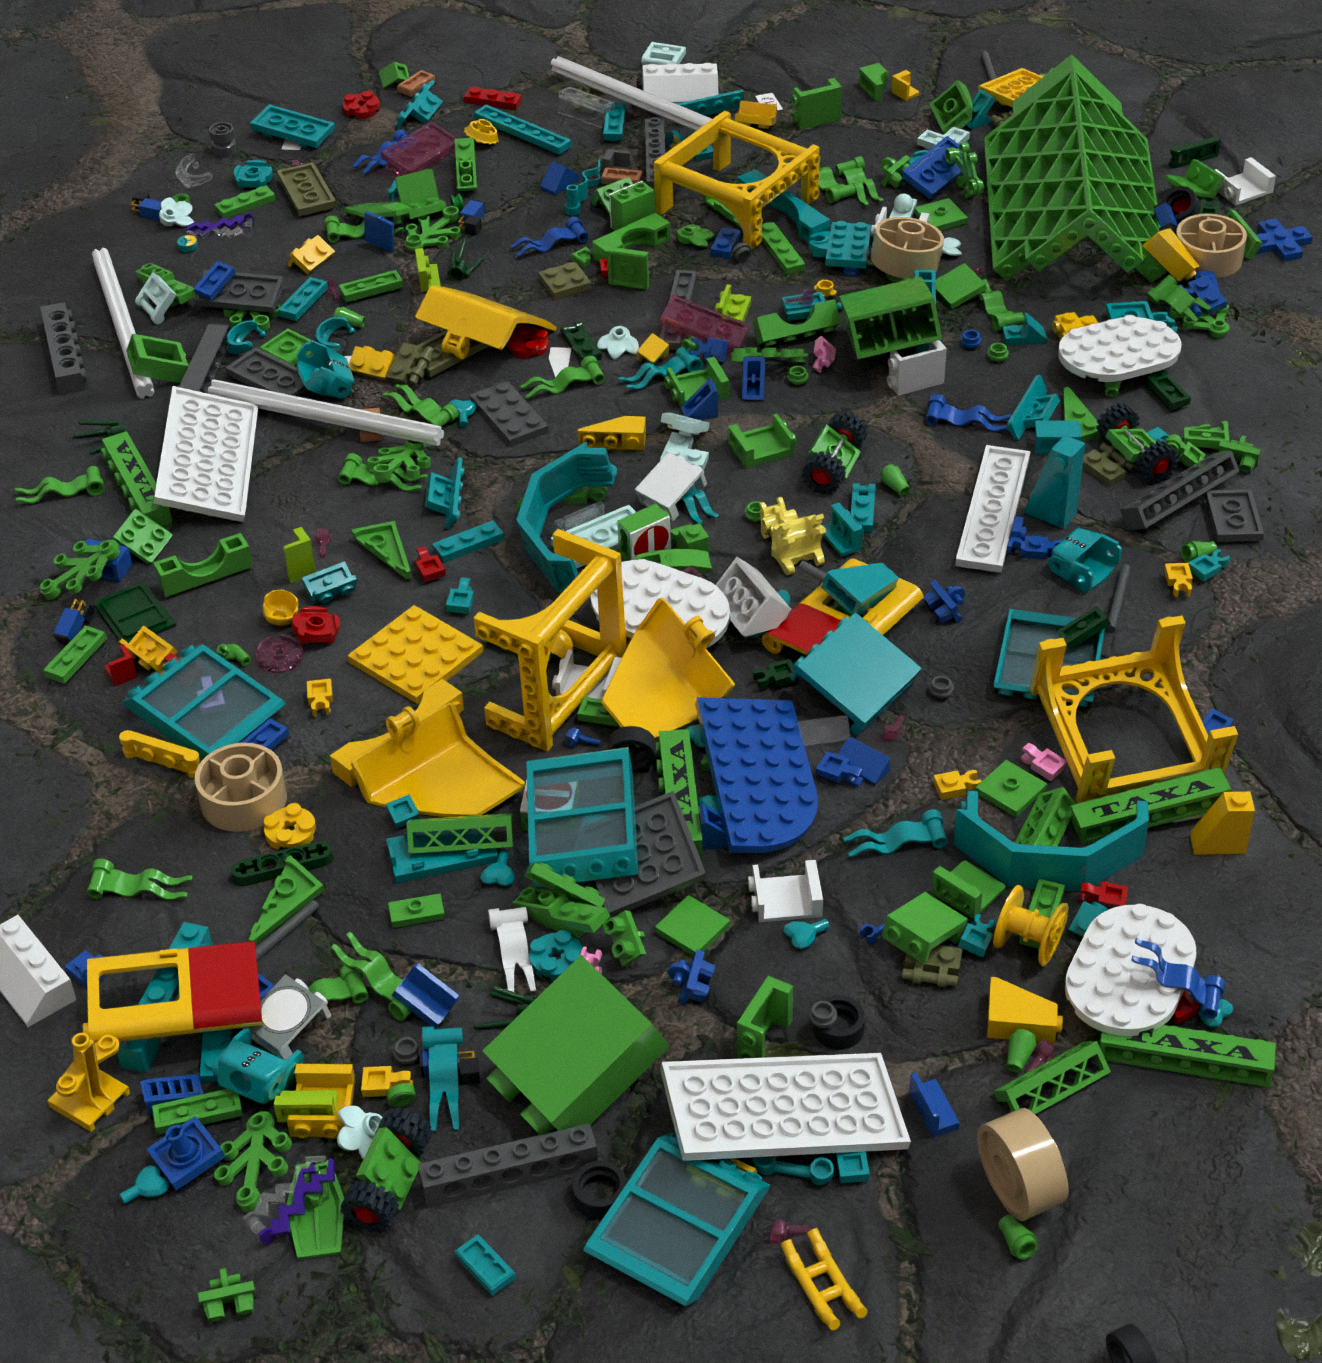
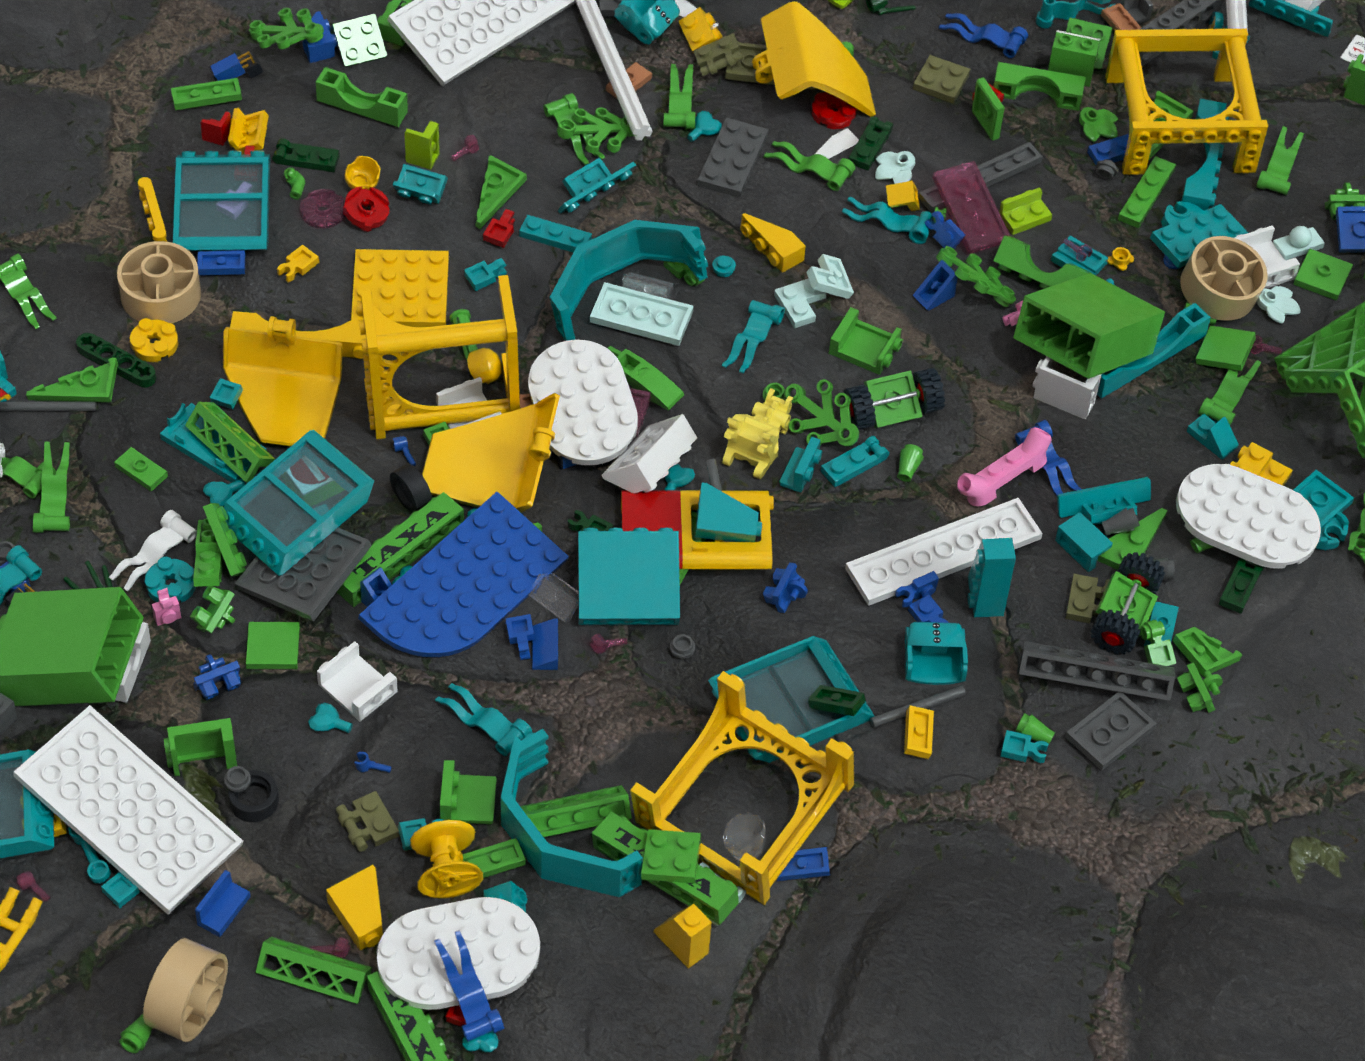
camera: 45 degrees right, 10 degrees up
(131, 609) = (284, 95): dark green piece -> none
(216, 632) = (306, 156): none -> dark green plate
(425, 995) = (52, 529): blue panel -> none
(582, 257) = (985, 69): bright green tile -> none
(644, 532) = (659, 339): piece -> none
(668, 483) = (739, 313): white panel -> none
(685, 385) = (893, 254): bright green panel -> none
(690, 537) = (692, 373): bright green arch -> none
(702, 403) = (871, 273): blue slope -> none
(756, 113) = (1318, 54): yellow bracket -> none
(797, 375) = (980, 312): bright green plate -> none
(812, 492) = (824, 416): none -> bright green plant
(855, 175) = (1309, 183): bright green flag -> none
(922, 926) = (389, 788): bright green panel -> none
(955, 785) = (580, 720): yellow plate -> none
(957, 433) = (1029, 455): none -> bright pink plate
(971, 339) = (1161, 402): blue plate -> none
(998, 352) = (1163, 427): bright green plate -> none
(1011, 788) = (609, 762): bright green plate -> none
(1020, 1049) = (323, 930): bright green cone -> none
(1044, 763) = (657, 768): bright pink plate -> none
(1062, 406) = (1121, 522): none -> dark grey cone
(1107, 894) = (542, 897): red plate -> none
(1144, 607) = (918, 732): none -> yellow plate
(1157, 786) = (671, 856): none -> bright green plate
(1161, 746) = (745, 834): none -> clear hair
(1179, 576) = (983, 733): yellow plate -> none

